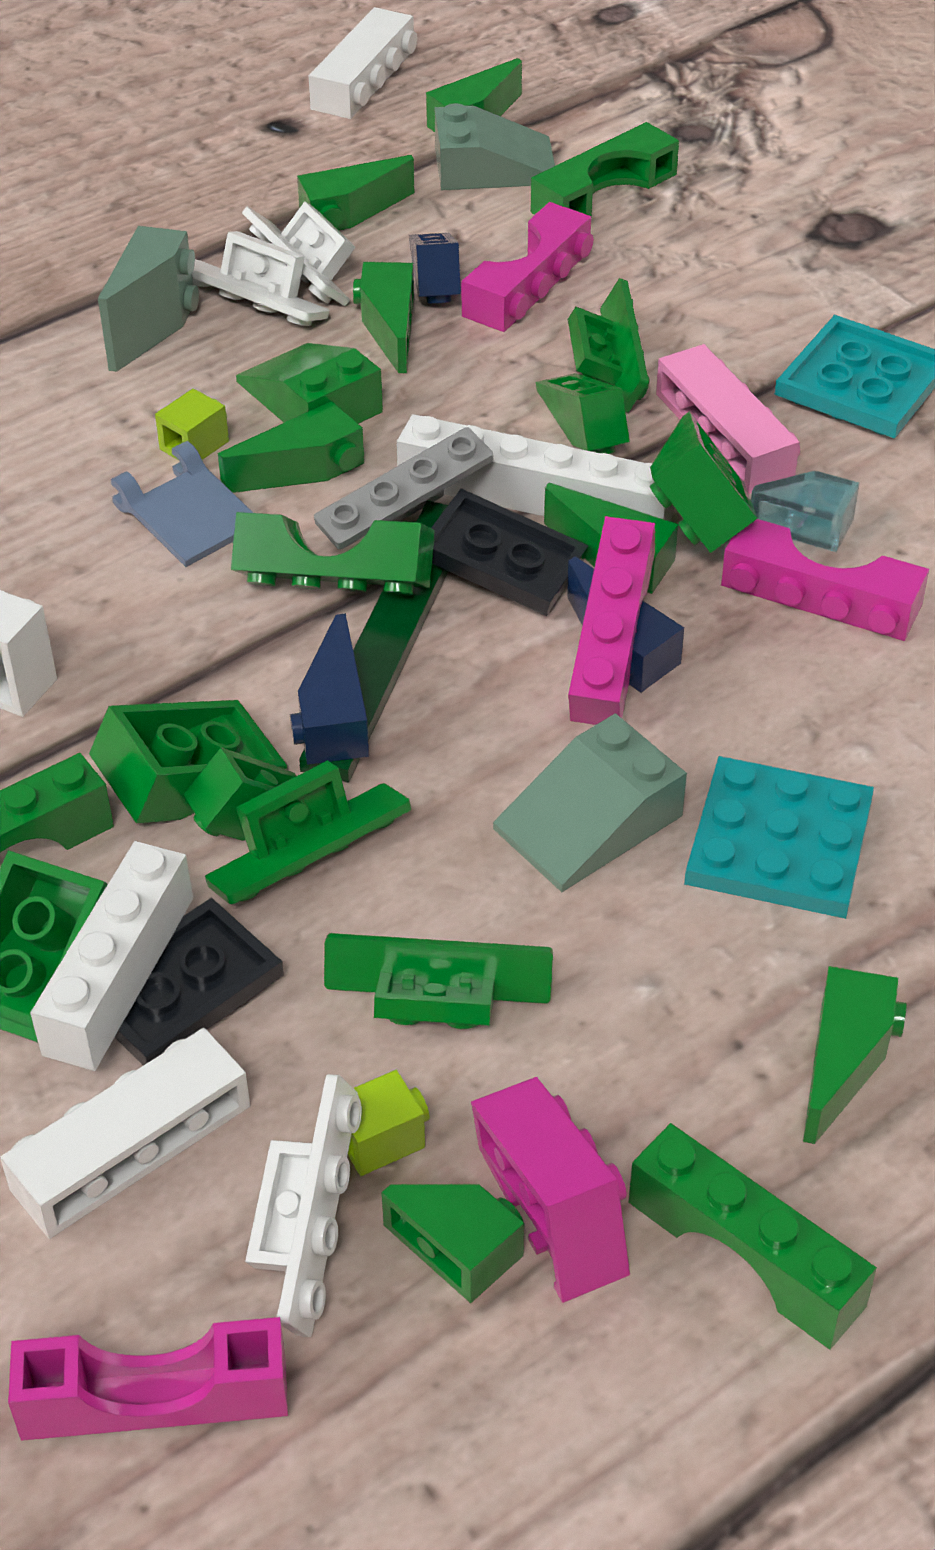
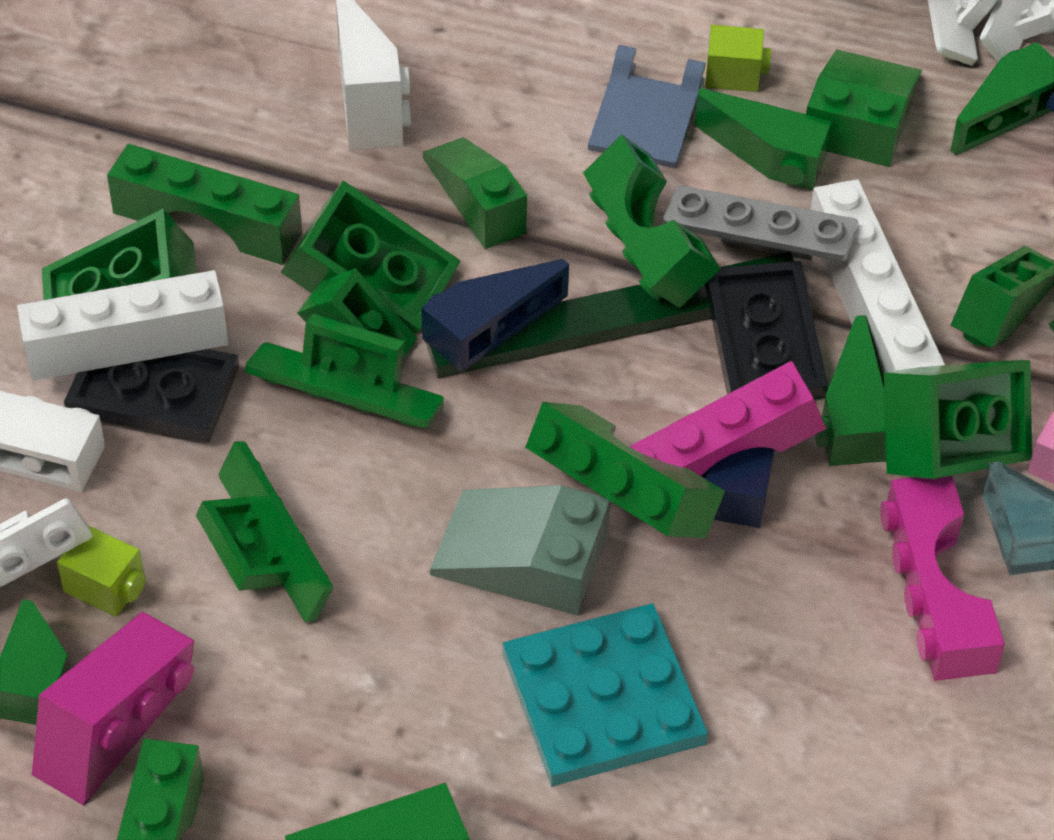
camera: 55 degrees right, 5 degrees up
(172, 644) = (480, 190): none -> green slope
(593, 691) = (652, 490): none -> green arch

